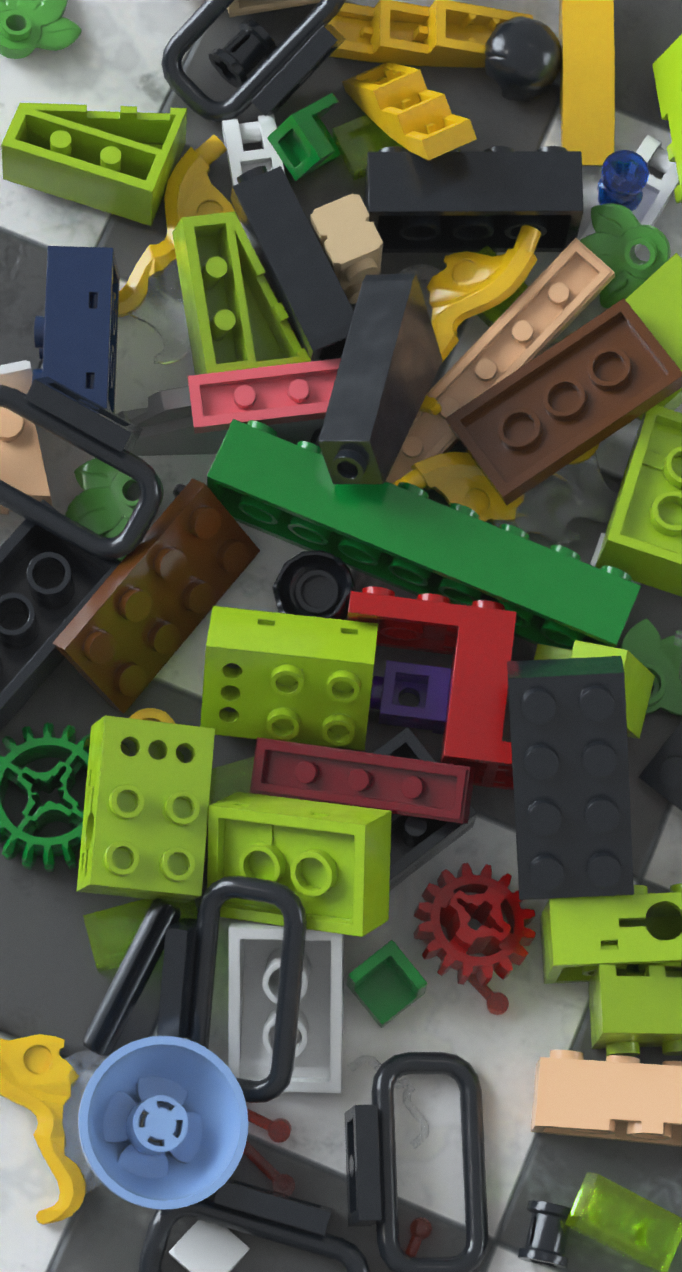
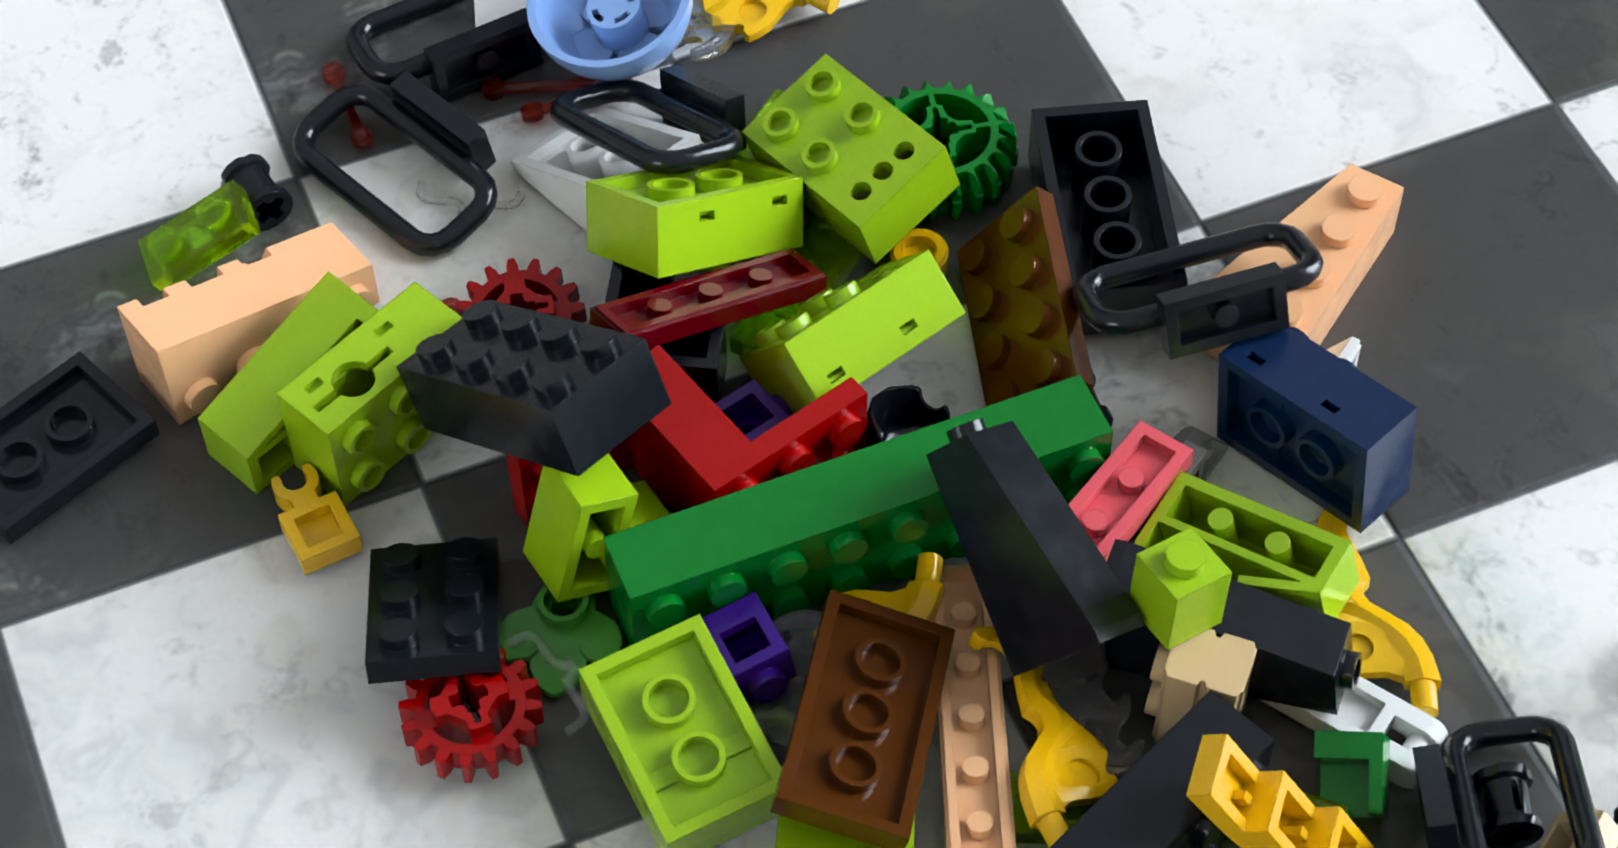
camera: 140 degrees right, 20 degrees down
(95, 156) = (1494, 587): lime wedge -> none
(104, 501) = (1142, 377): bright green plate -> none
(130, 978) = (734, 74): black axle -> none
(332, 262) = (1180, 587): none -> lime brick
(386, 983) = (551, 240): green panel -> none
(590, 510) = (752, 649): none -> dark purple brick

